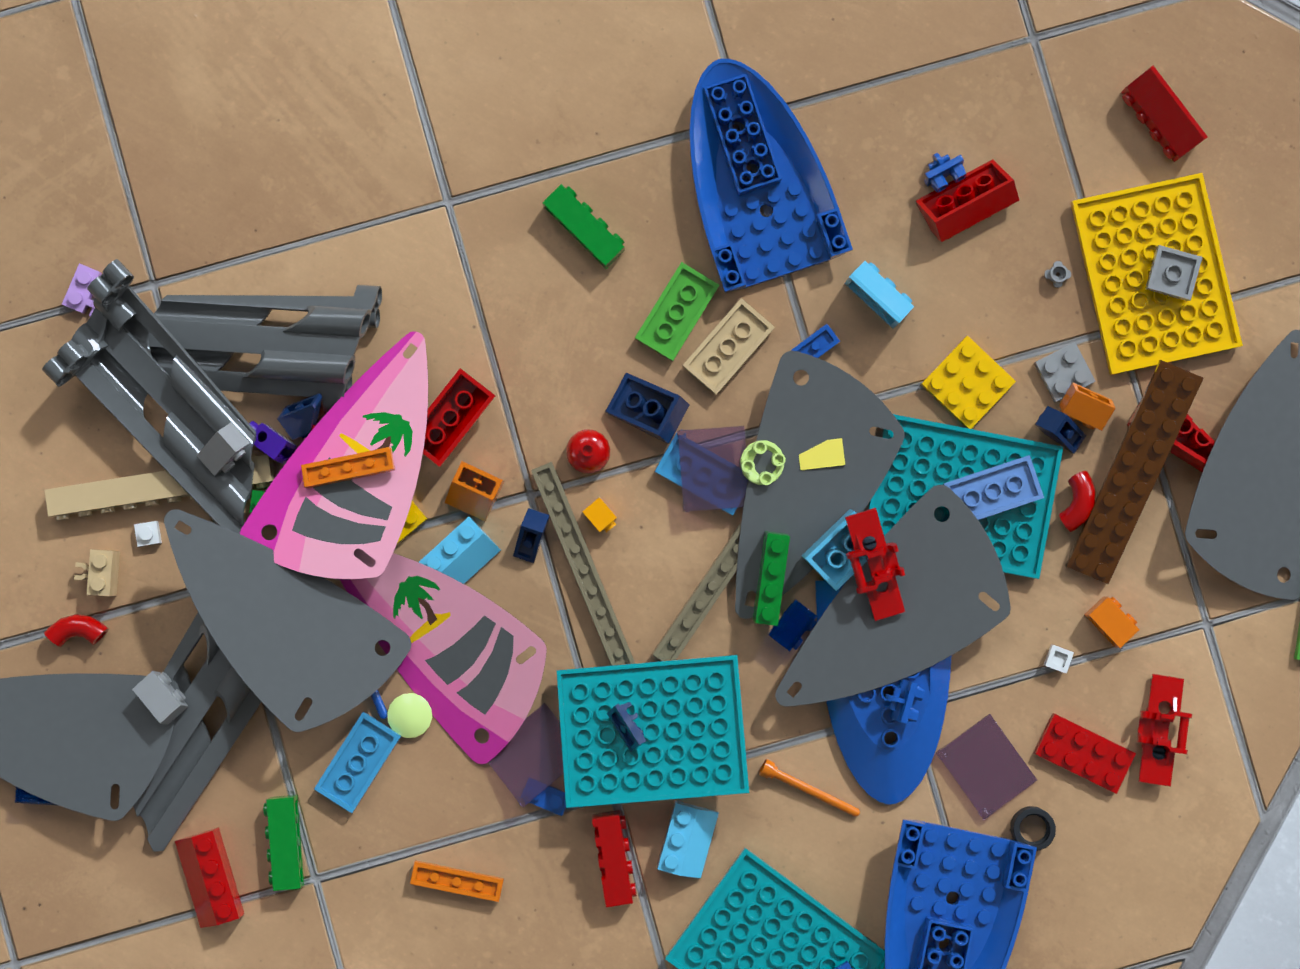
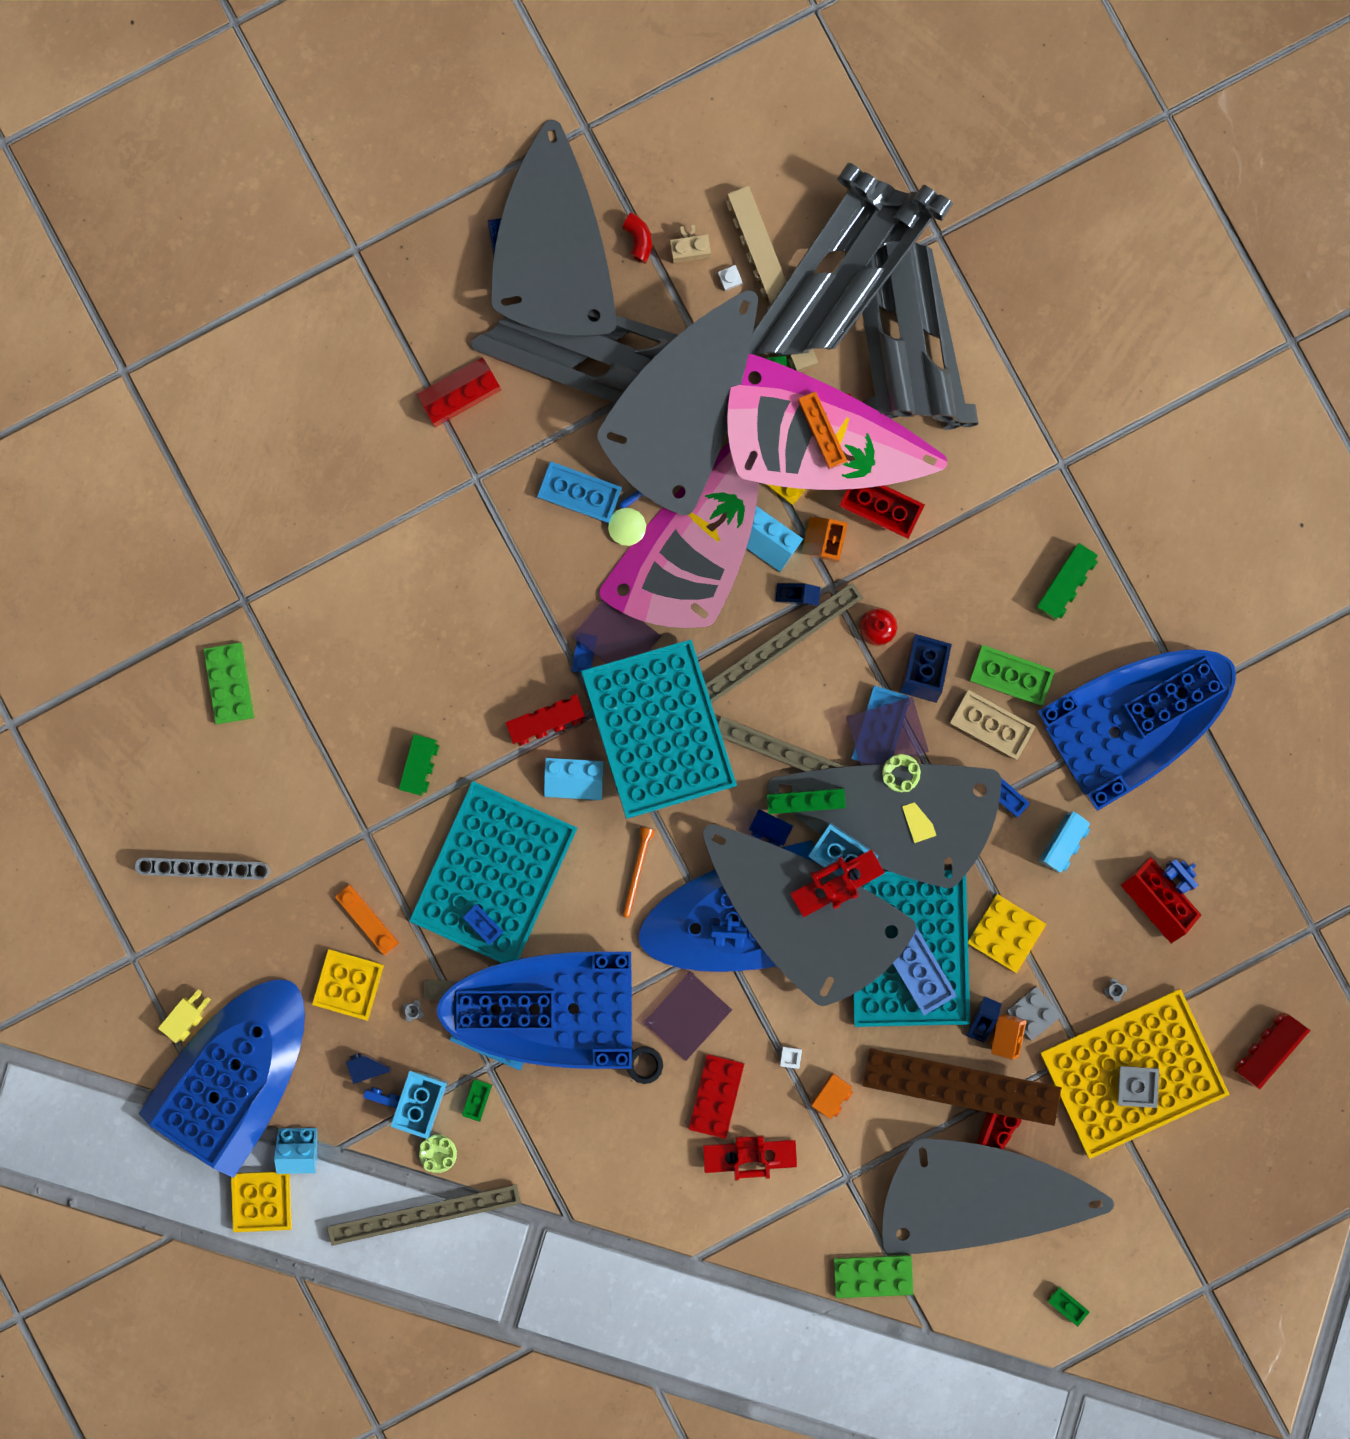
camera: 85 degrees right, 0 degrees up
(77, 295) = (917, 176): lavender plate -> none
(160, 697) = (600, 319): light grey brick -> none
(223, 449) = (814, 325): light grey brick -> none
(273, 443) = (828, 364): dark purple torso -> none
(285, 842) = (501, 447): green brick -> none
(301, 416) = (855, 382): dark blue slope -> none
(456, 881) = (499, 595): orange plate -> none
(600, 515) = (827, 648): light orange brick -> none
(628, 730) = (658, 706): dark blue plate -> none
(1081, 503) = (927, 1049): red cylinder -> none

